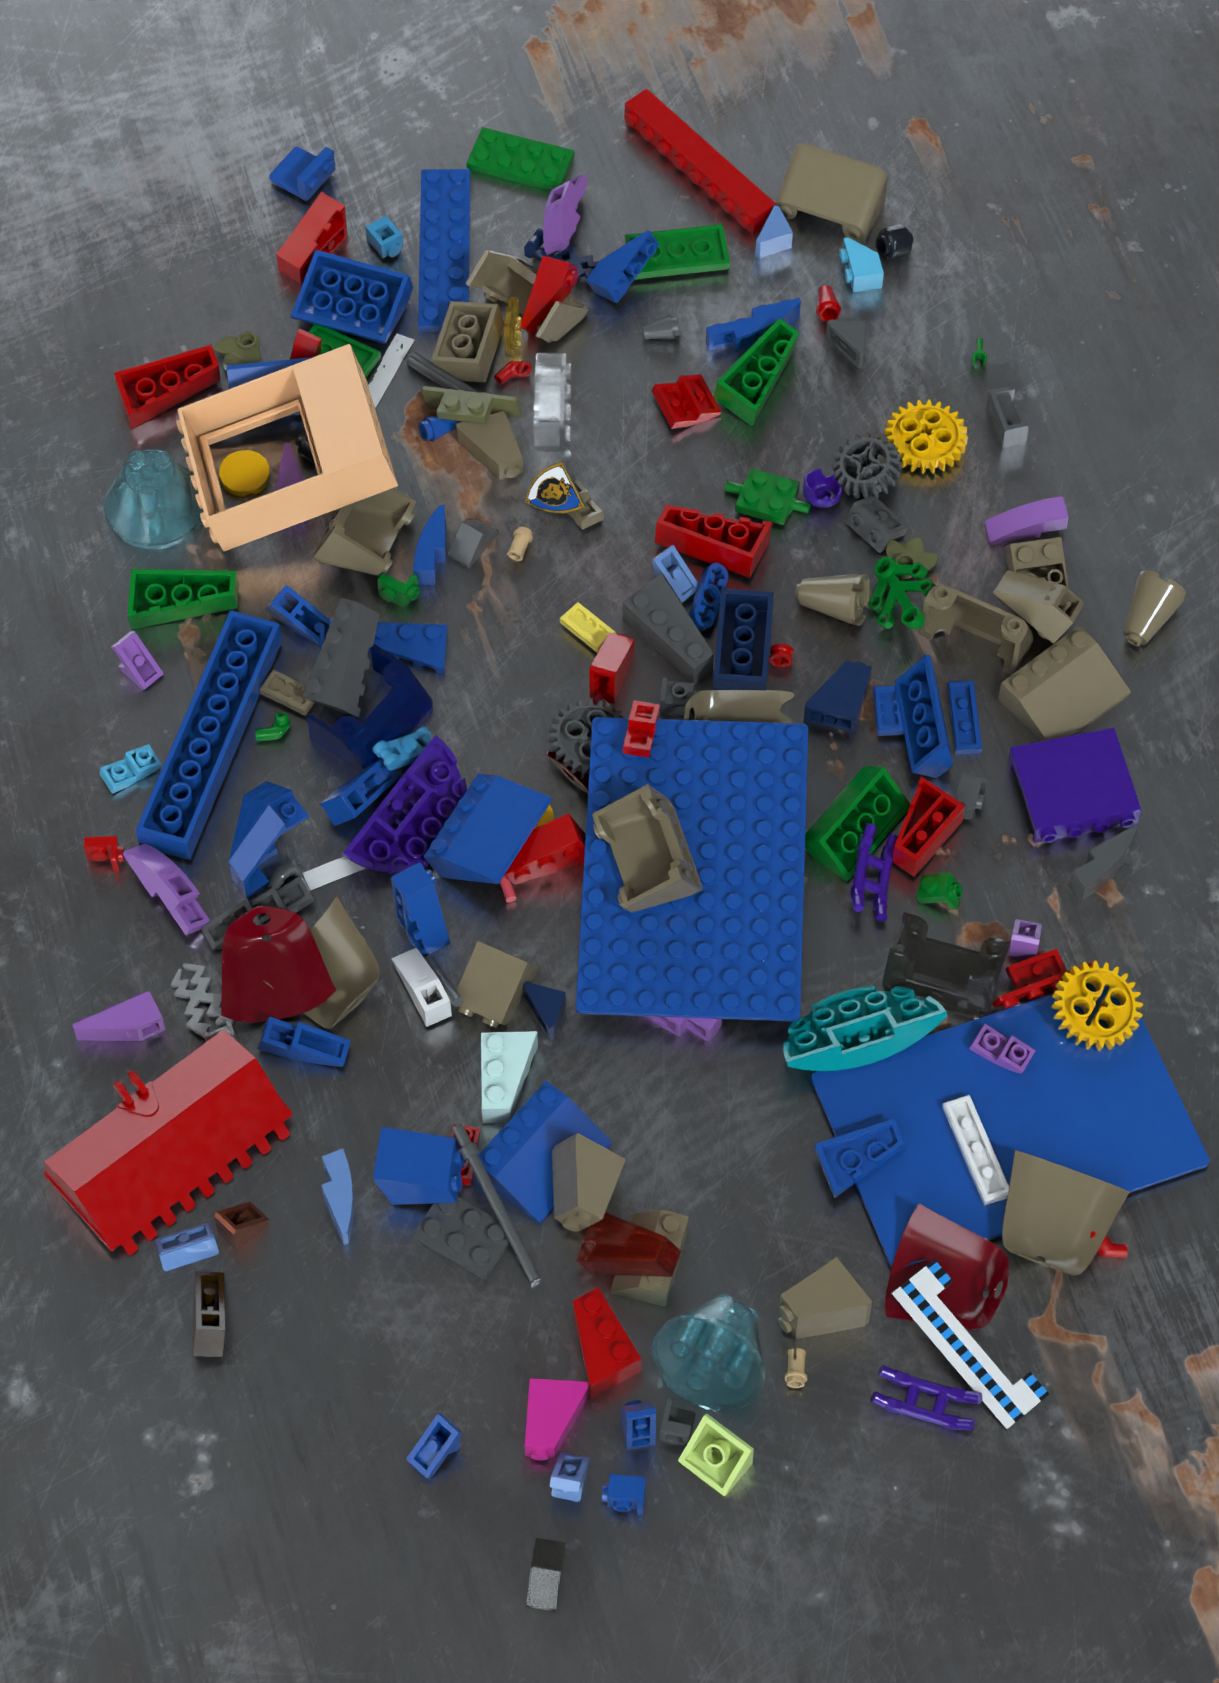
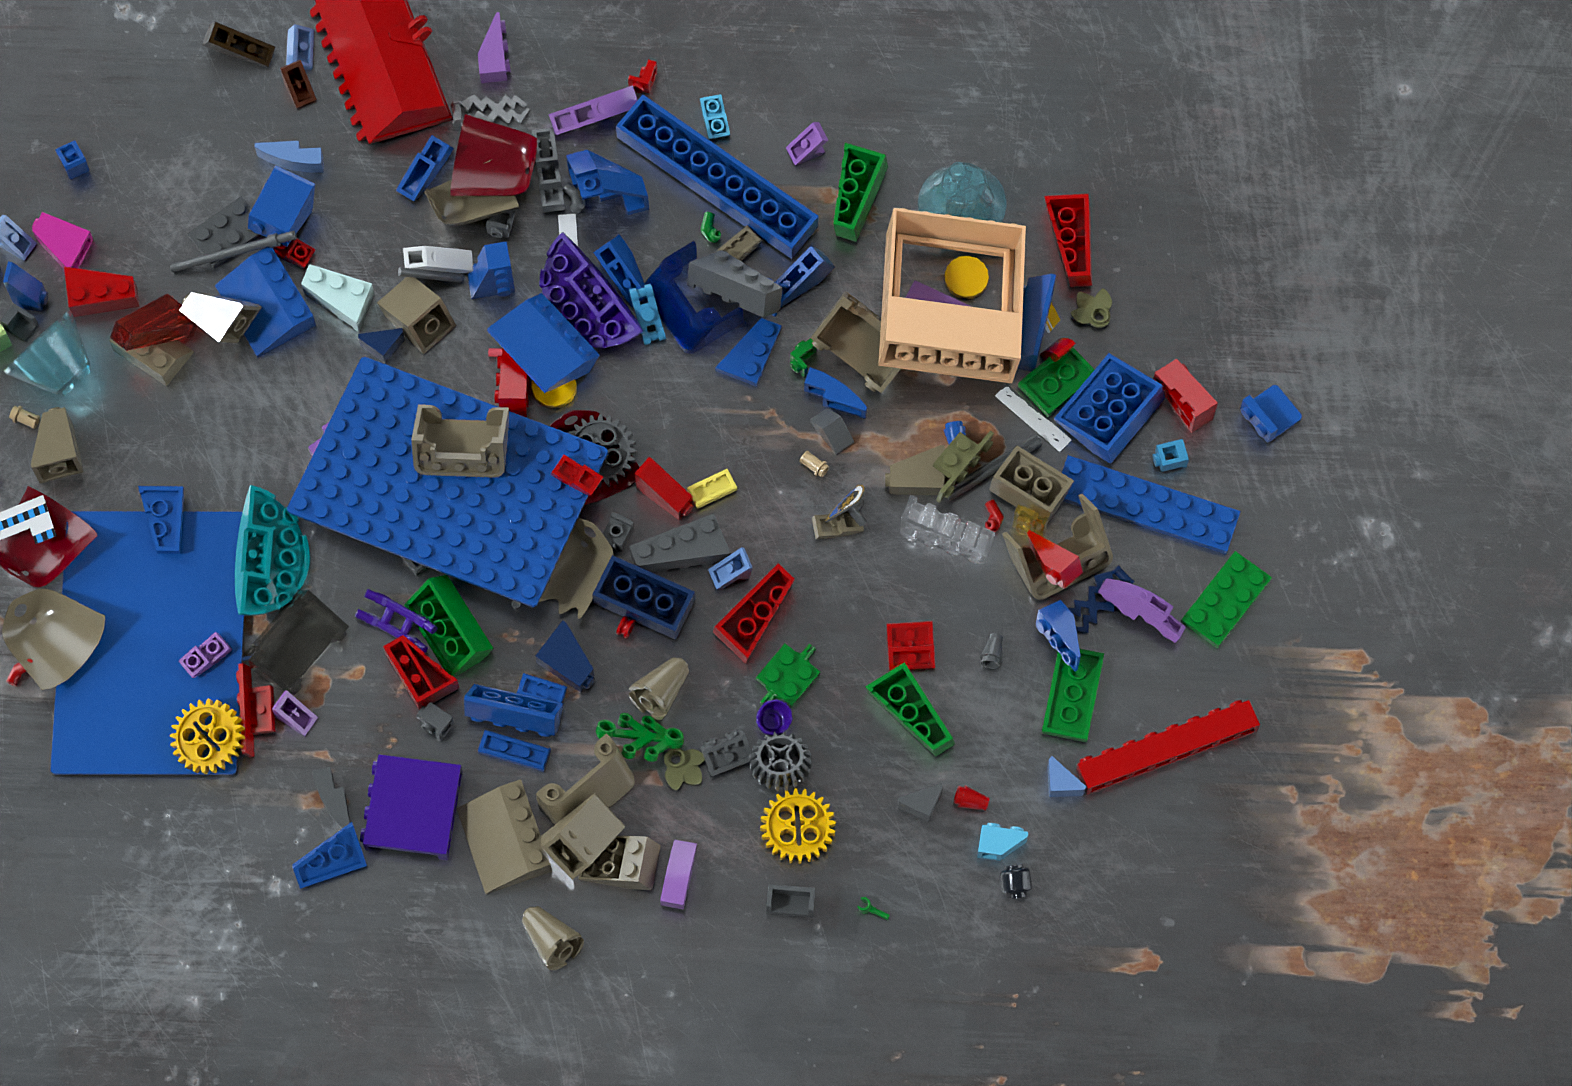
camera: 110 degrees right, 10 degrees up
(700, 604) = (714, 604): blue beam -> none
(747, 331) = (967, 735): blue slope -> none
(833, 189) = (1082, 842): dark tan windscreen -> none
(939, 888) = (362, 667): green bracket -> none
(976, 1149) = (135, 604): white tile -> none
(1170, 839) = (331, 858): none -> blue wing

